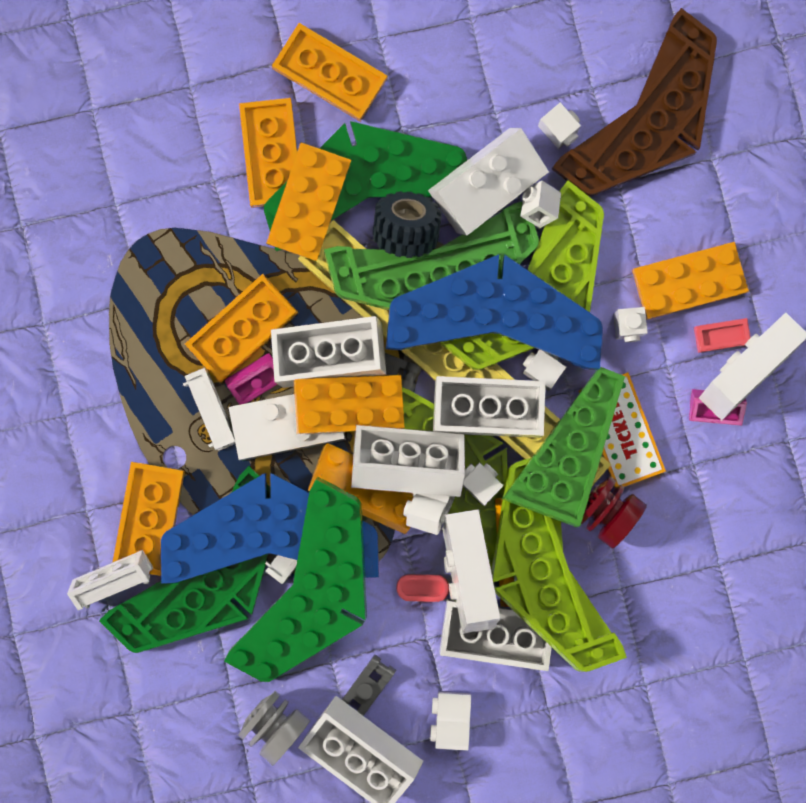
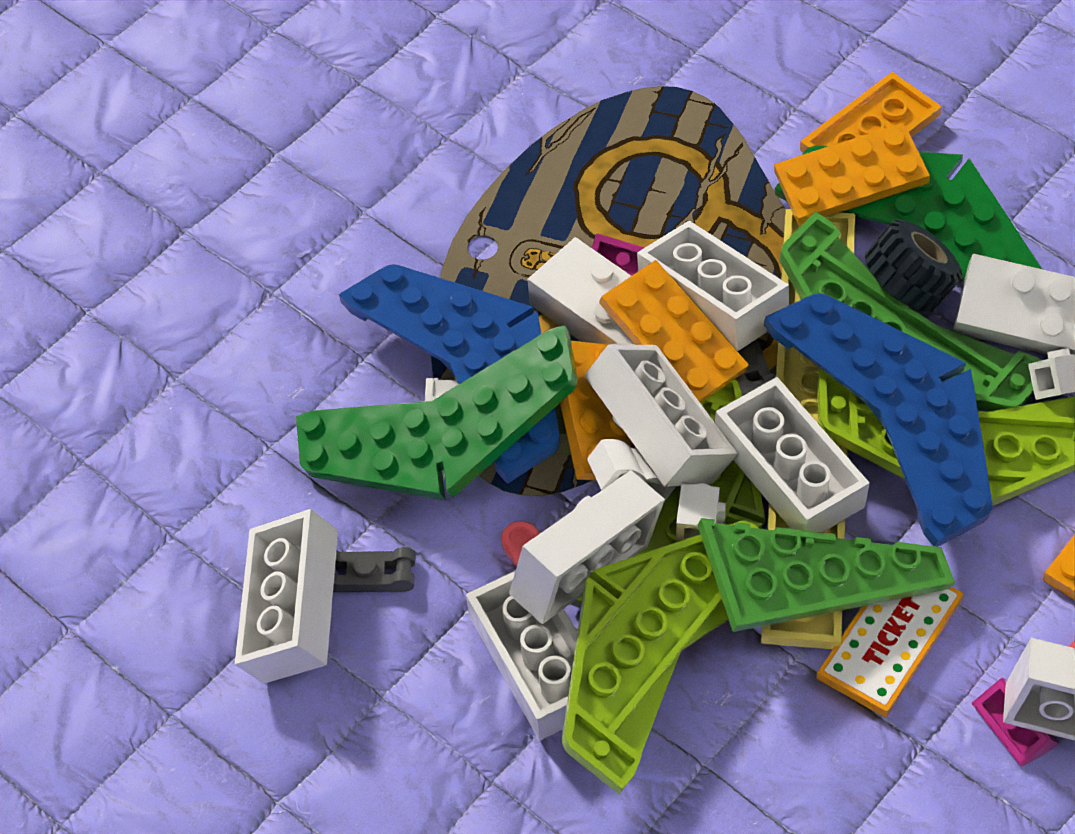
camera: 60 degrees right, 30 degrees down
(110, 580) = (307, 258): white container -> none
(148, 511) = (425, 244): light orange plate -> none
(189, 606) = (338, 347): green wing -> none
(210, 409) = (572, 220): white container -> none
(241, 328) = (649, 211): light orange tile -> none
(273, 727) = (254, 489): light grey wheel -> none
(329, 72) = (1001, 124): light orange plate -> none
(452, 720) = (398, 677): white brick -> none
(543, 367) = (886, 505): white brick -> none
(612, 513) = (783, 670): dark red wheel -> none
(630, 324) = (1020, 553): white brick -> none

